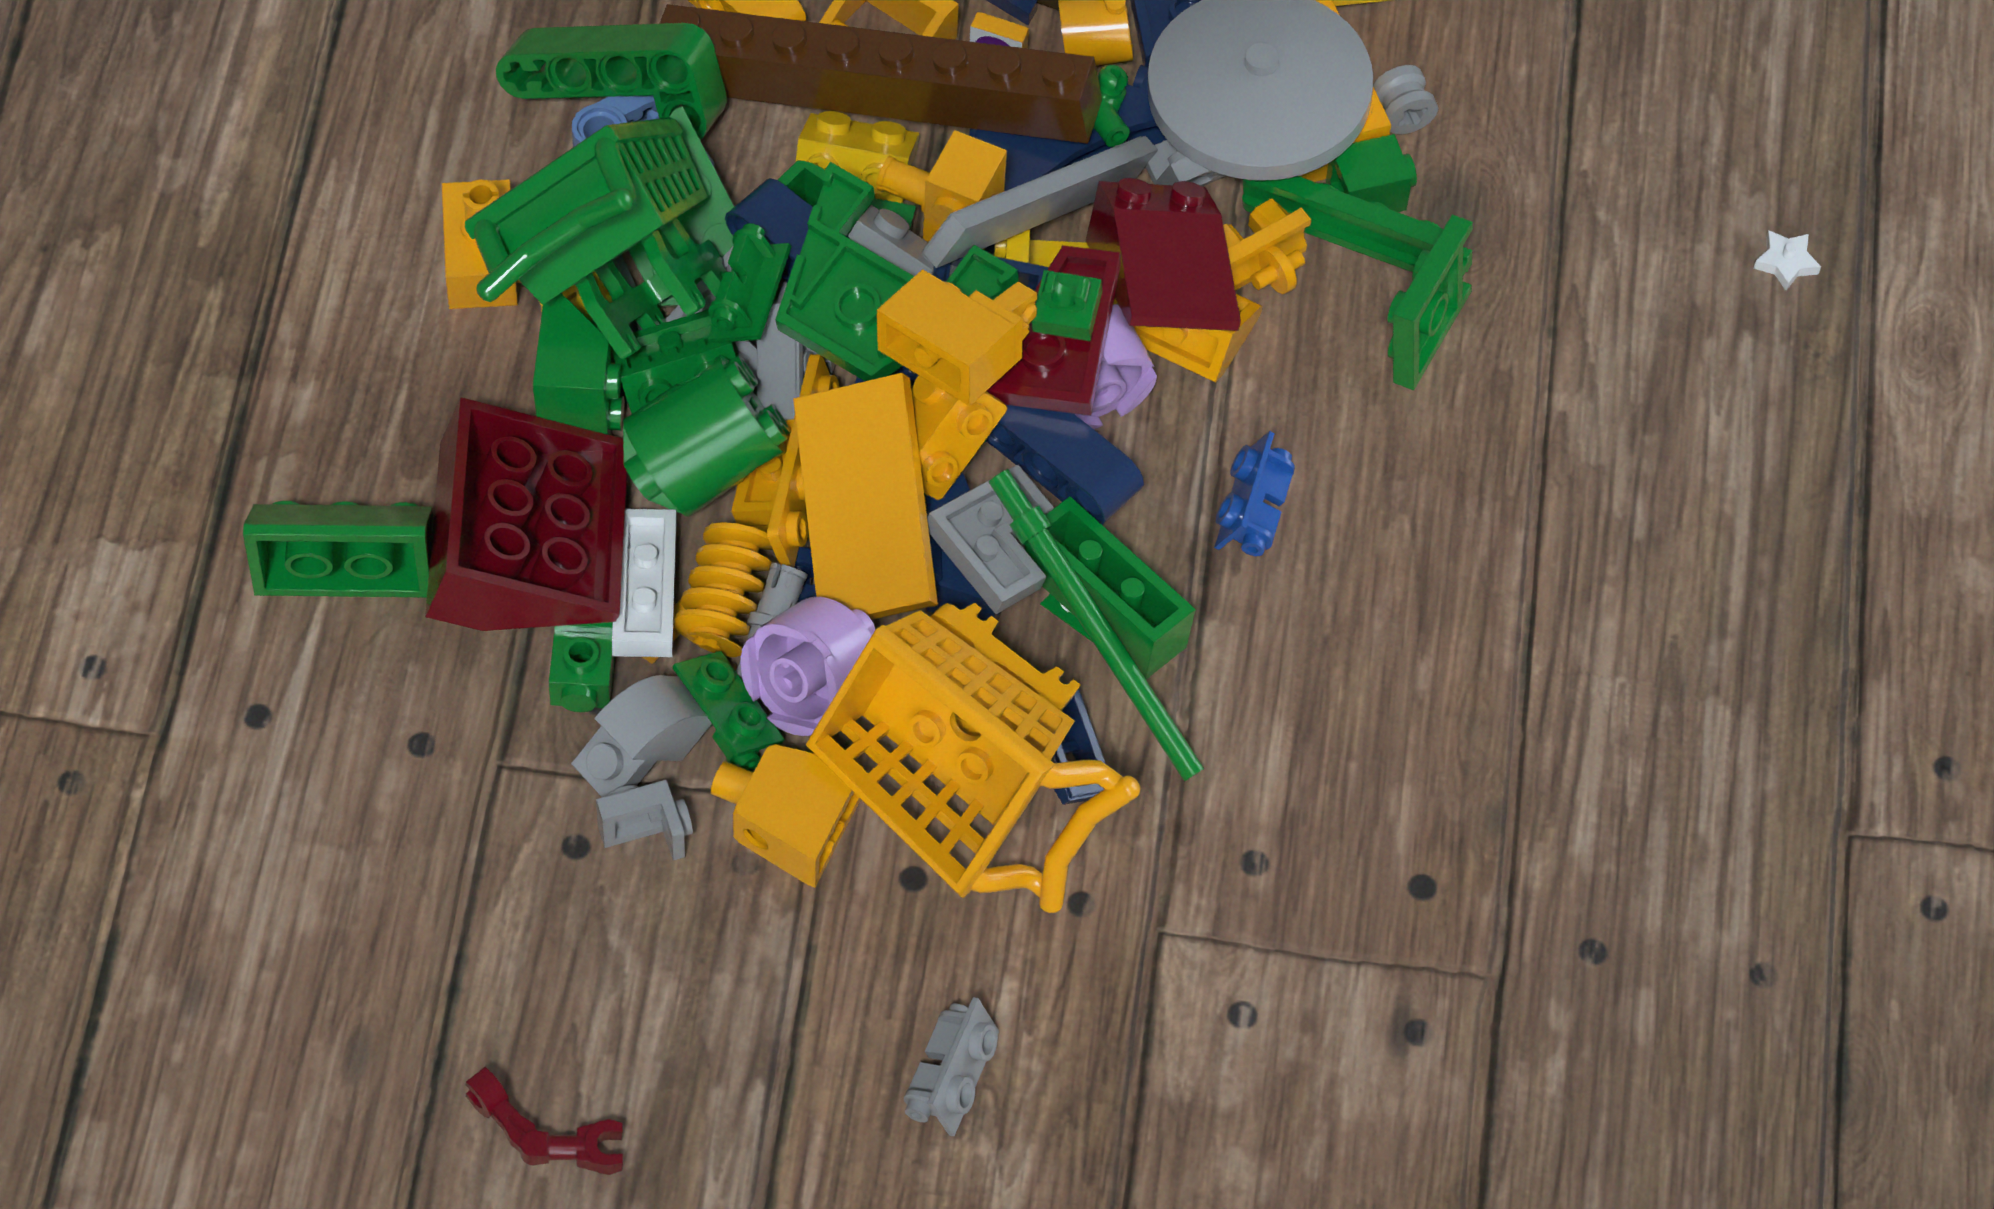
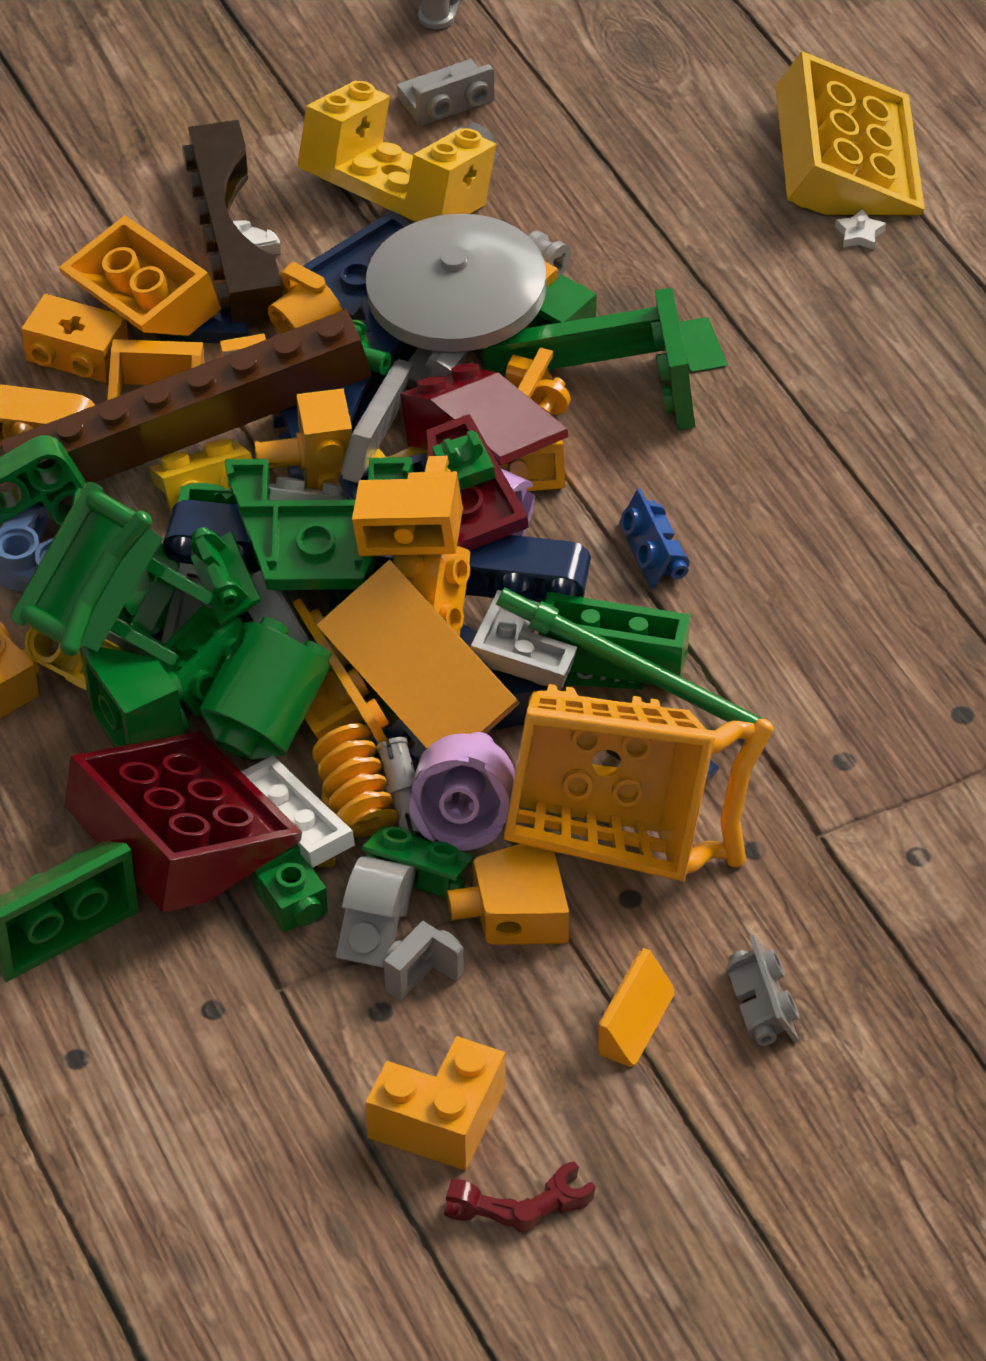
camera: 30 degrees left, 10 degrees down
(538, 995) = (438, 1114): none -> light orange brick
(810, 1002) = (635, 1011): none -> light orange slope
(1499, 295) = (701, 345): none -> green sticker
(1855, 146) = (846, 142): none -> yellow slope

